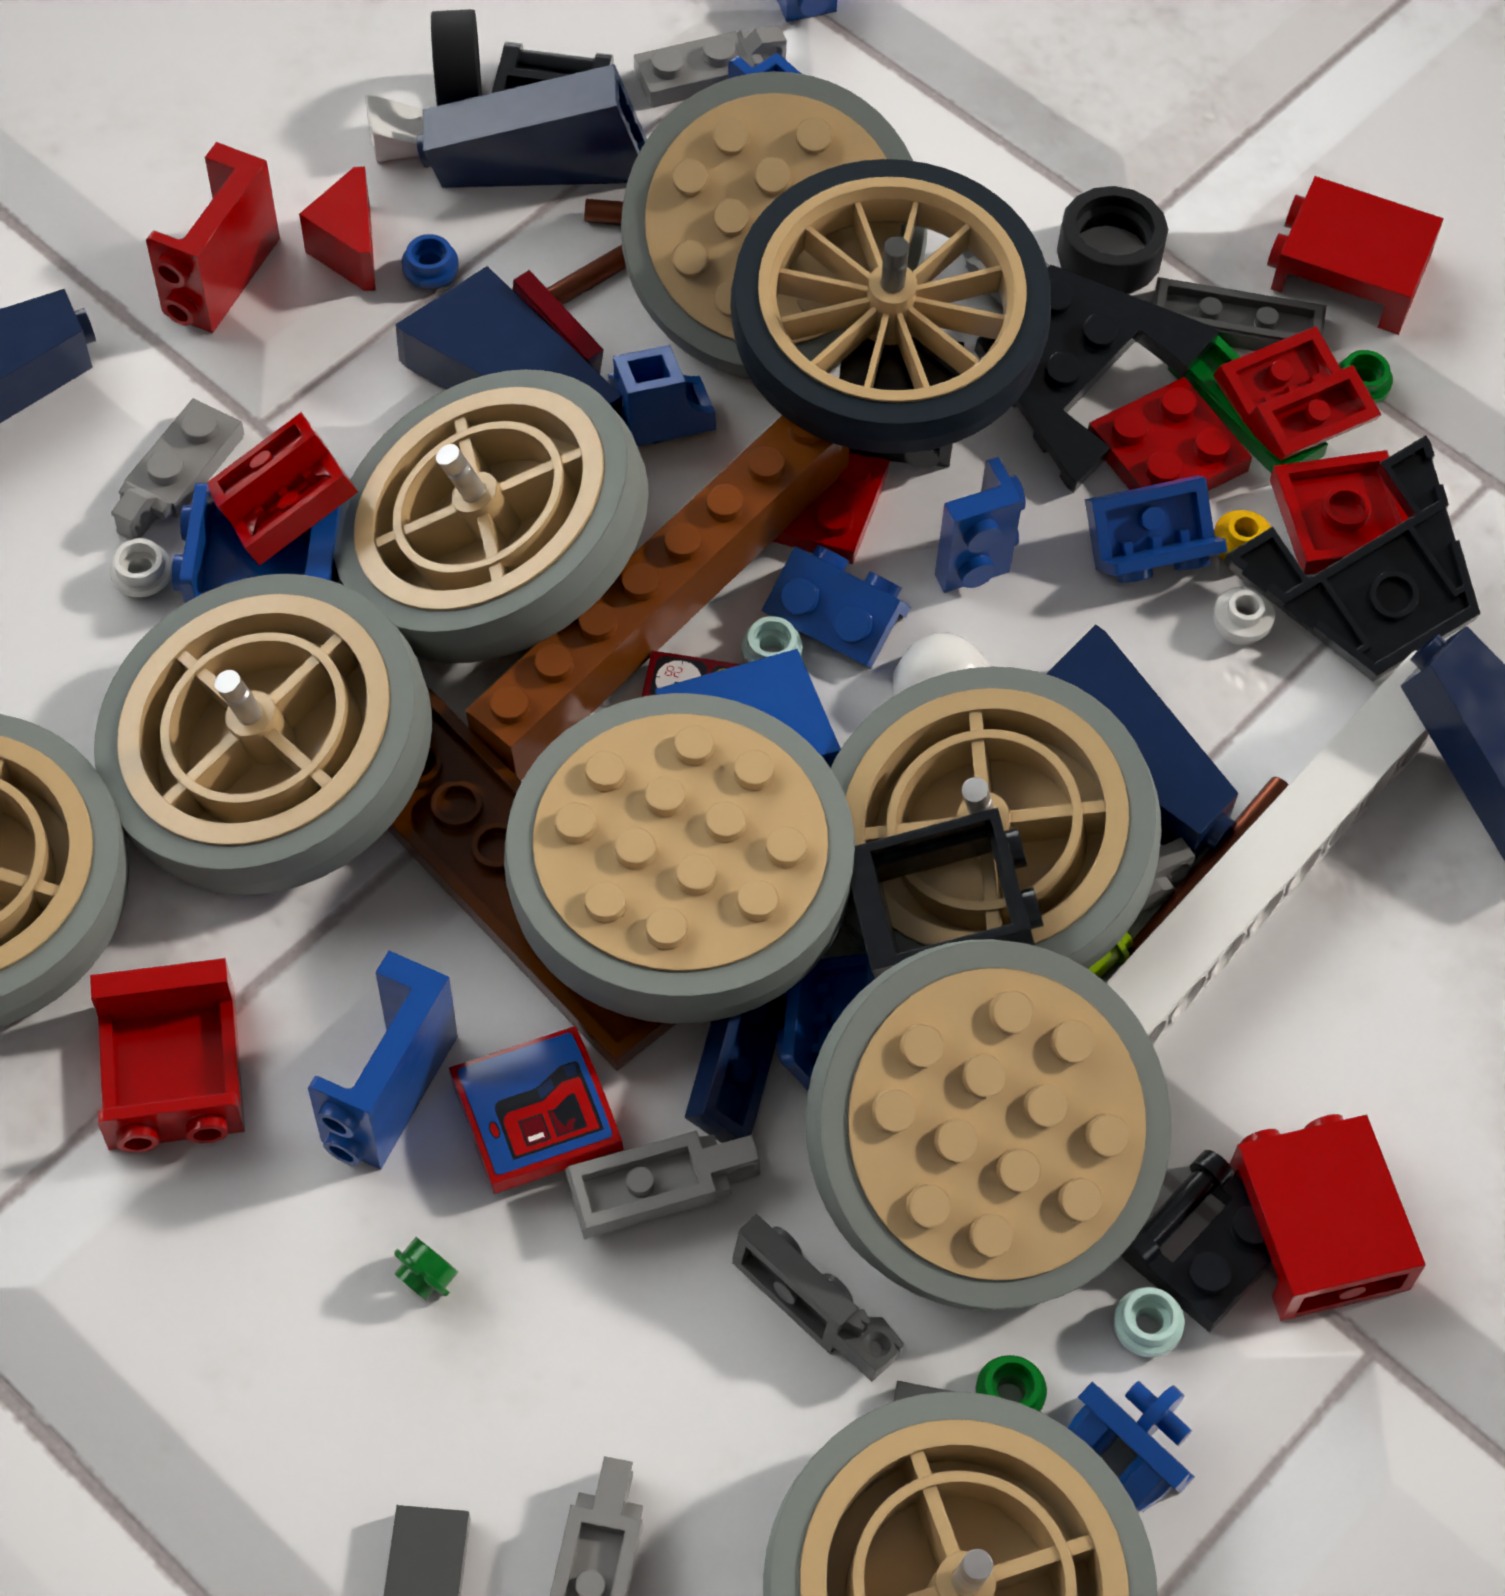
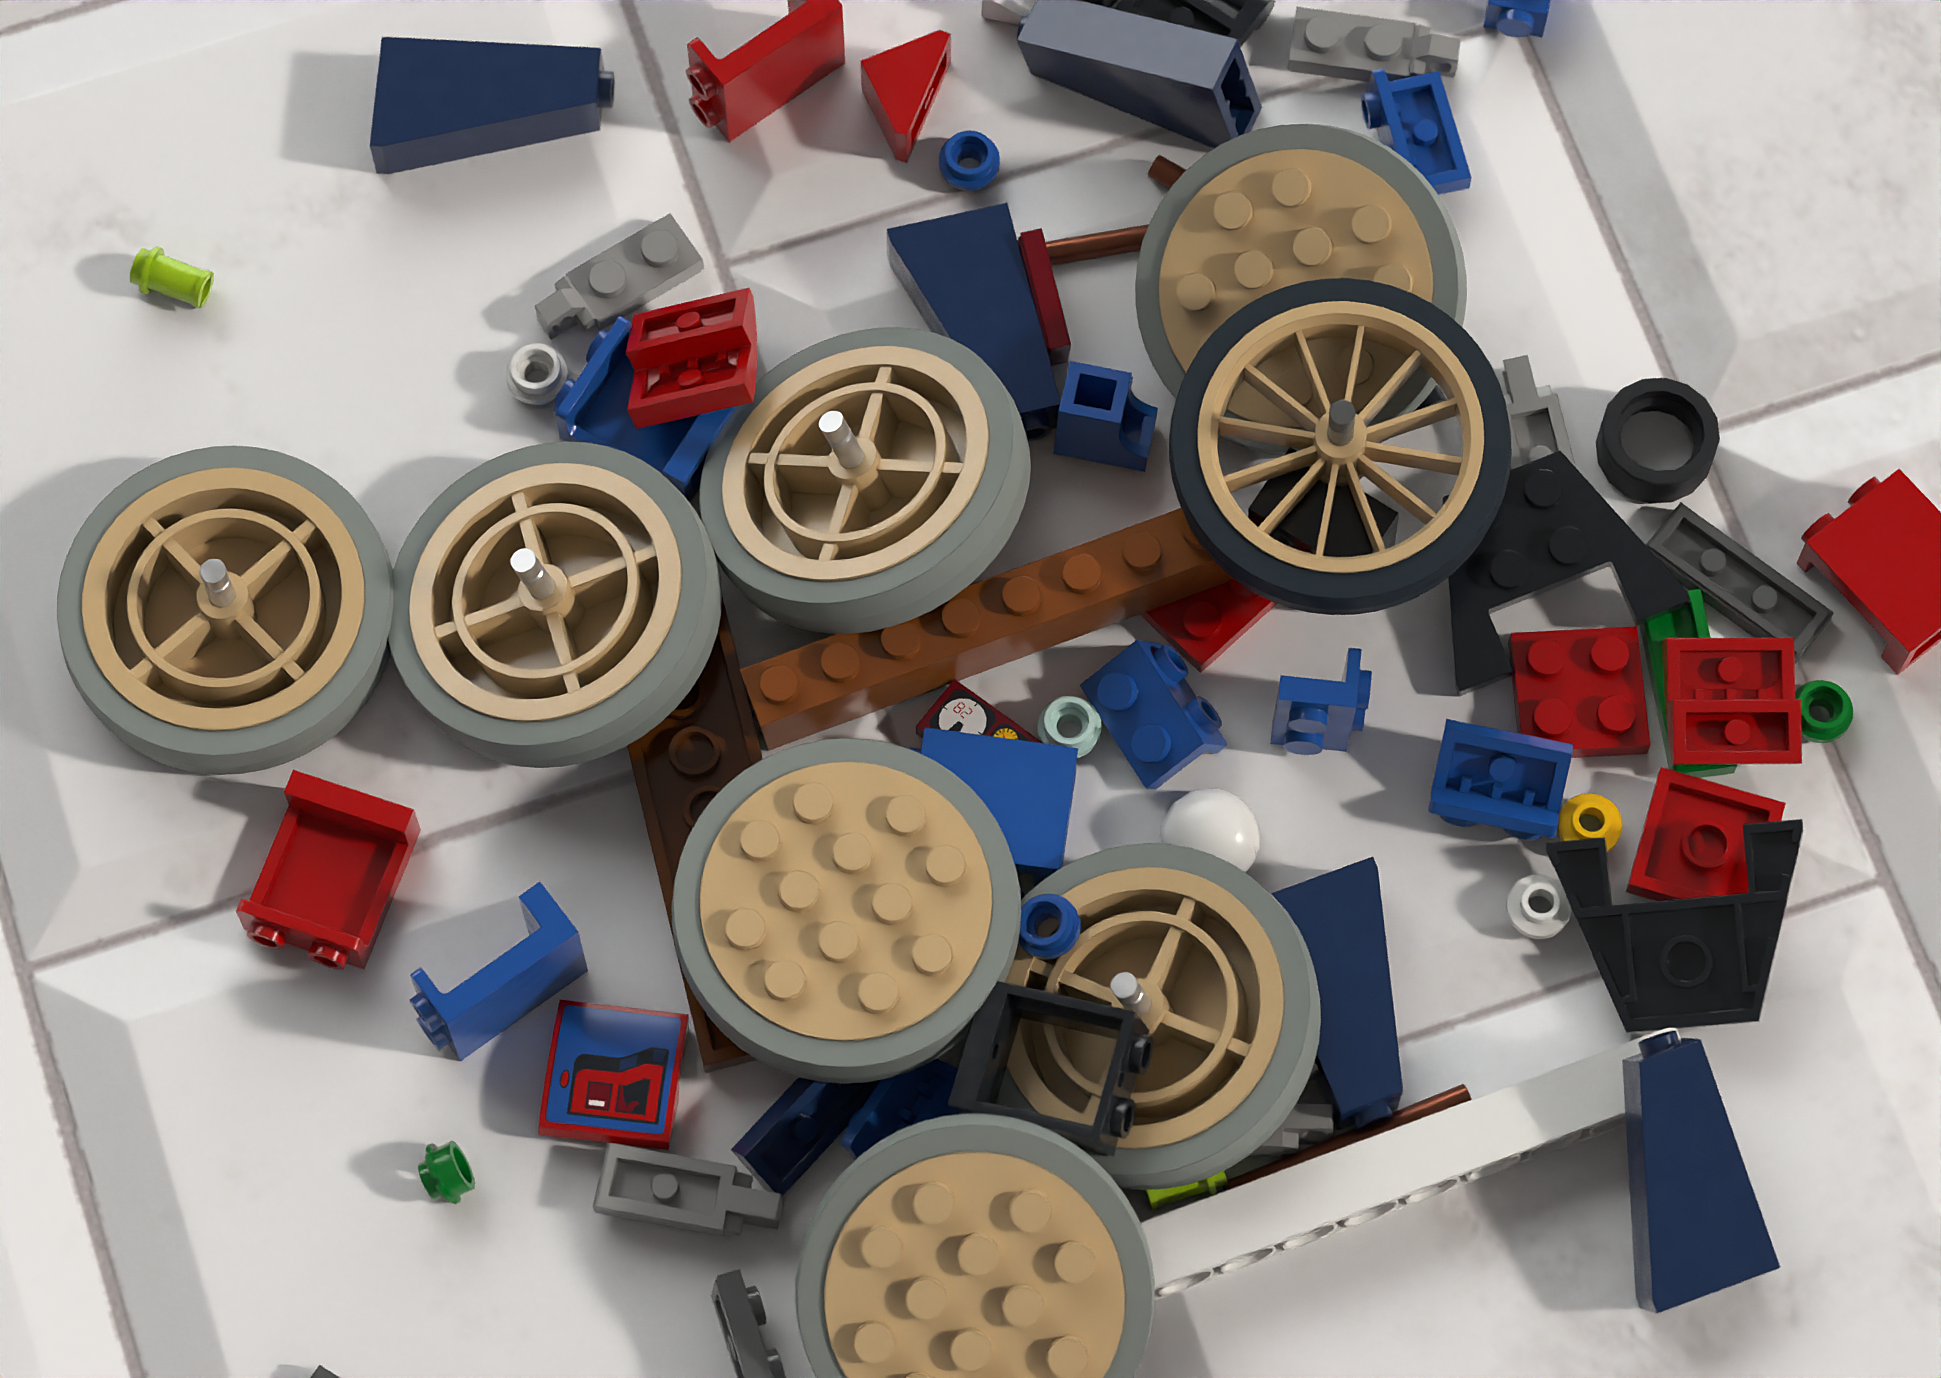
camera: 30 degrees right, 10 degrees up
(871, 774) = (1043, 908): none -> blue plate

